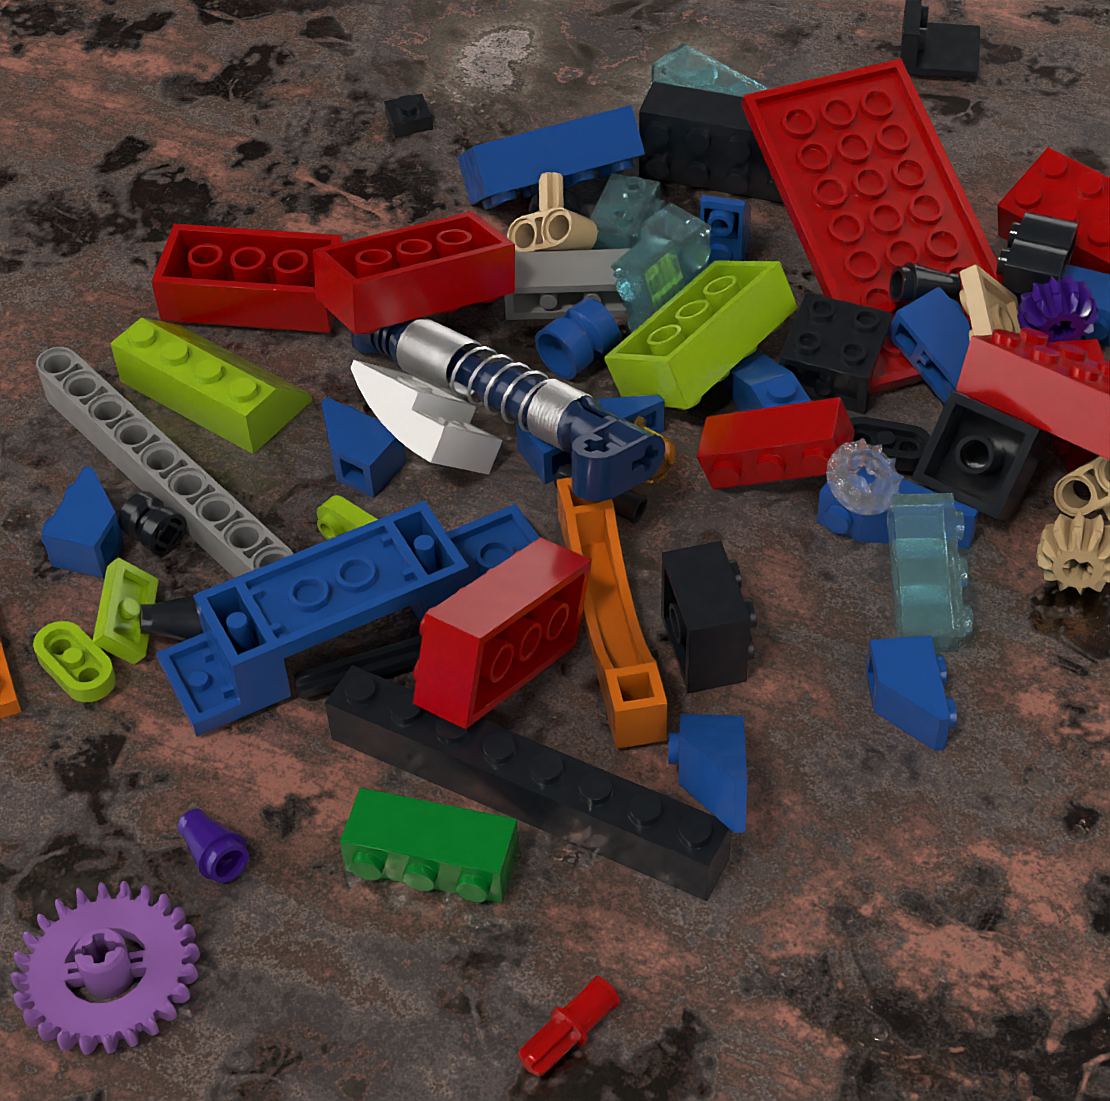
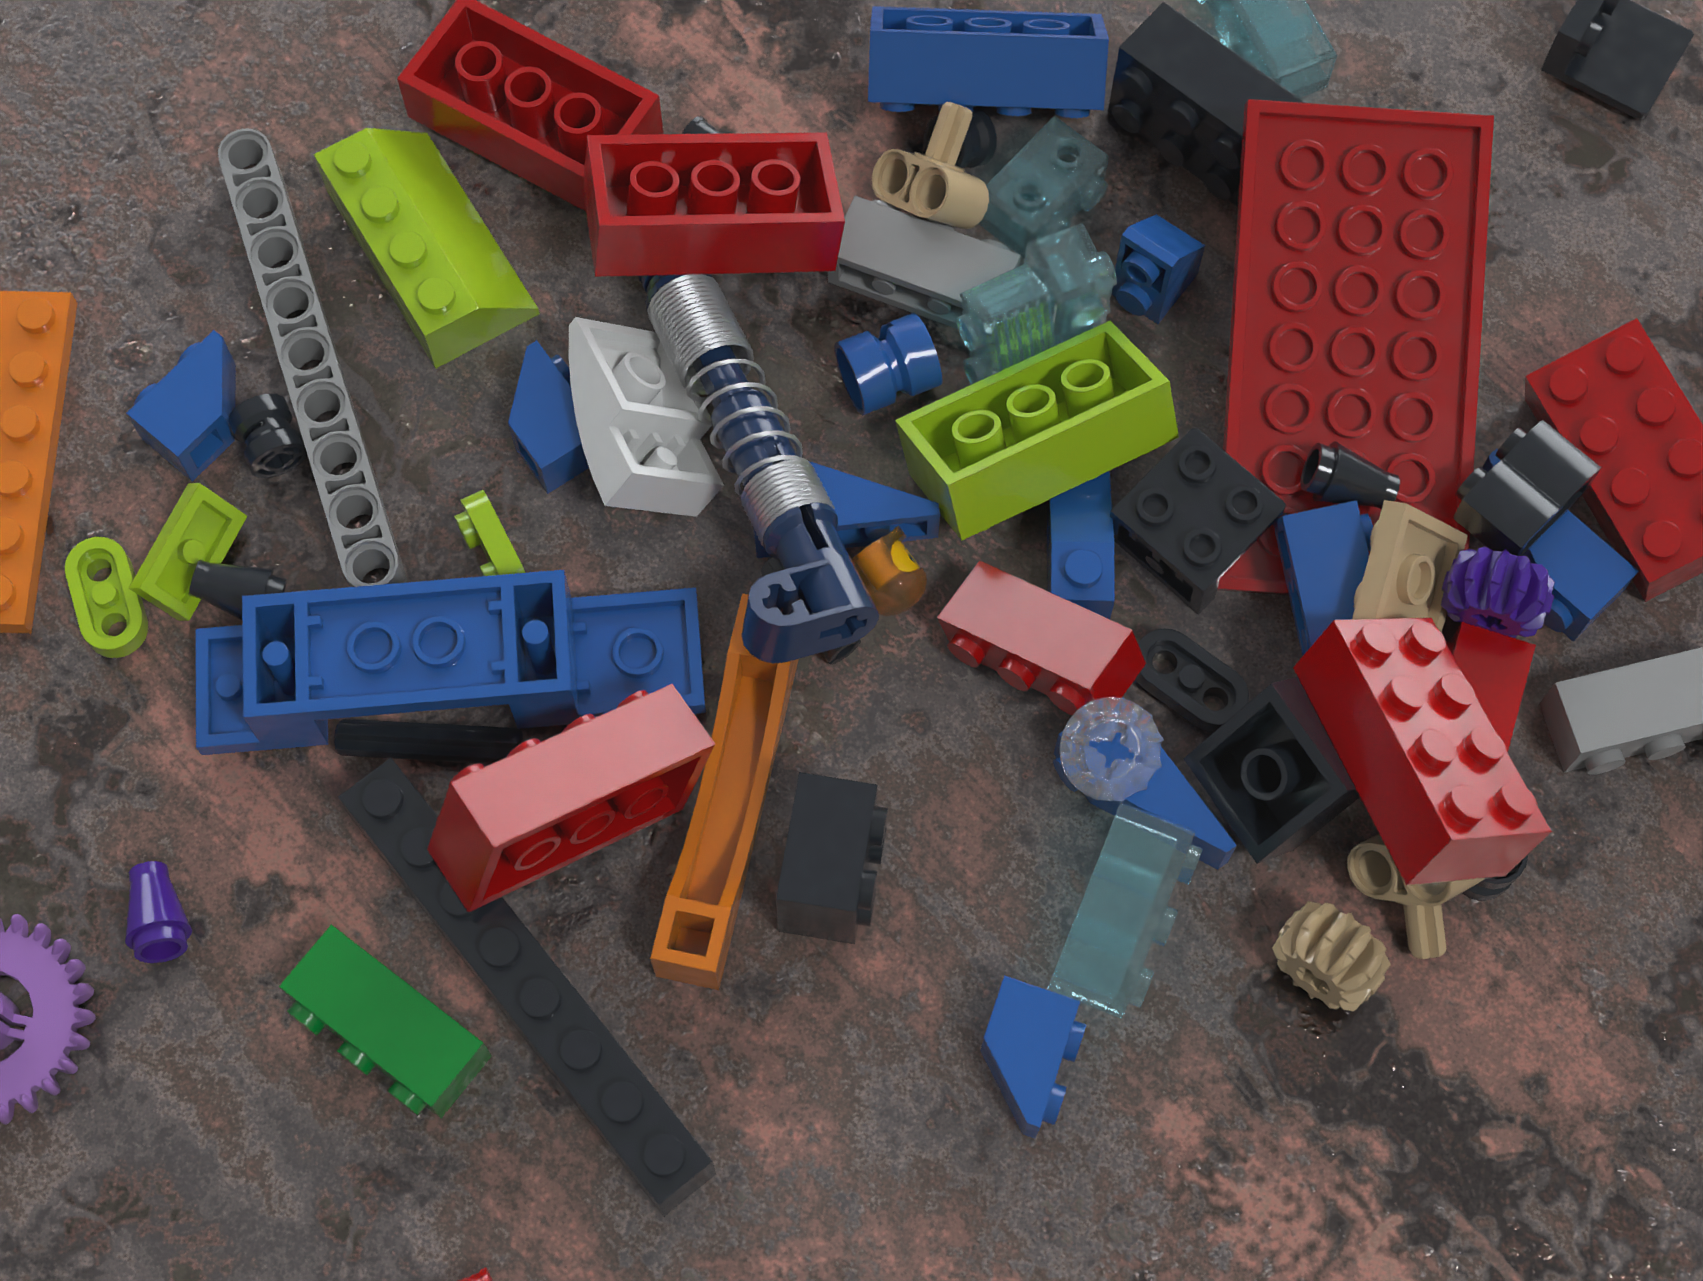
camera: 20 degrees right, 20 degrees up
(713, 764) = (737, 1066): blue slope -> none

